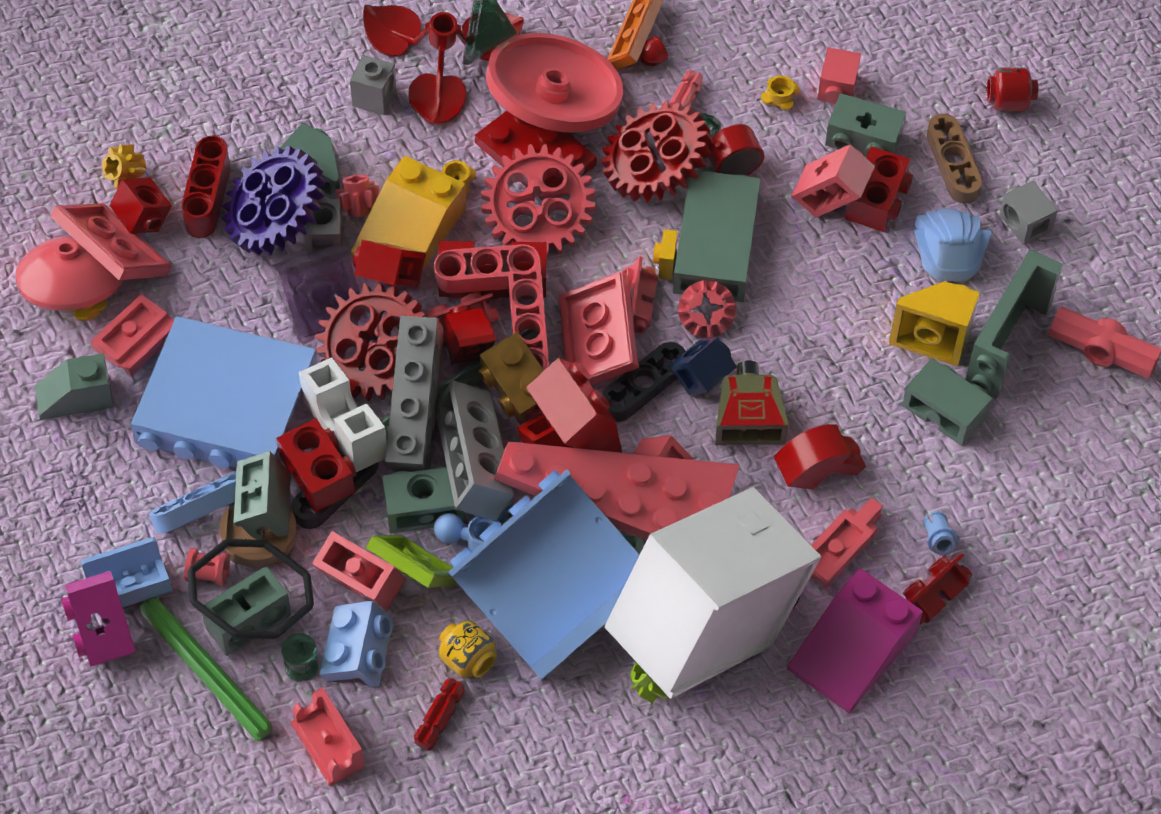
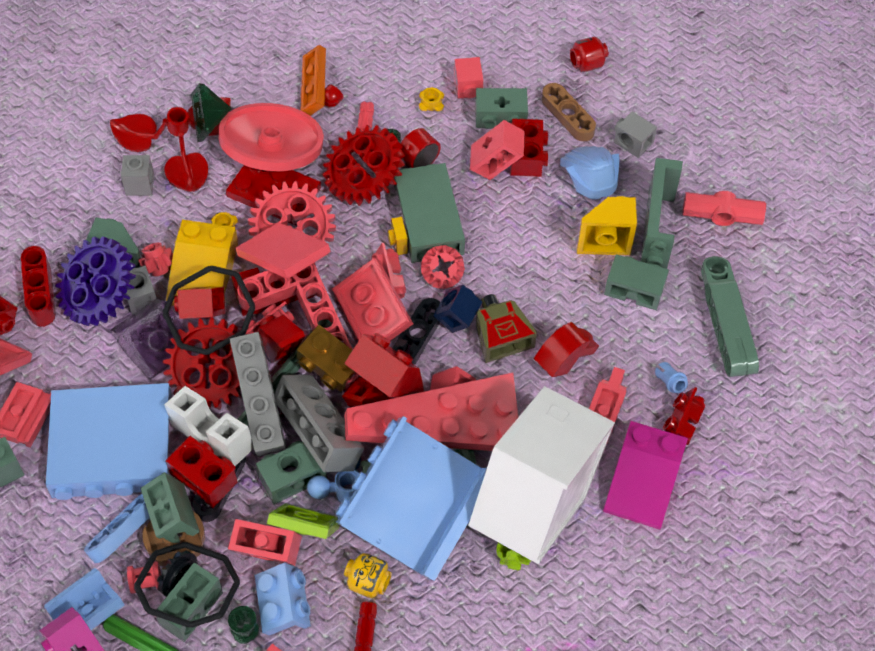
camera: 20 degrees left, 0 degrees up
(251, 560) = (175, 571): none -> black gear
(381, 231) = (191, 278): none -> black piece
(508, 228) = (283, 250): none -> coral tile
(1048, 481) = (729, 318): none -> sand green piece

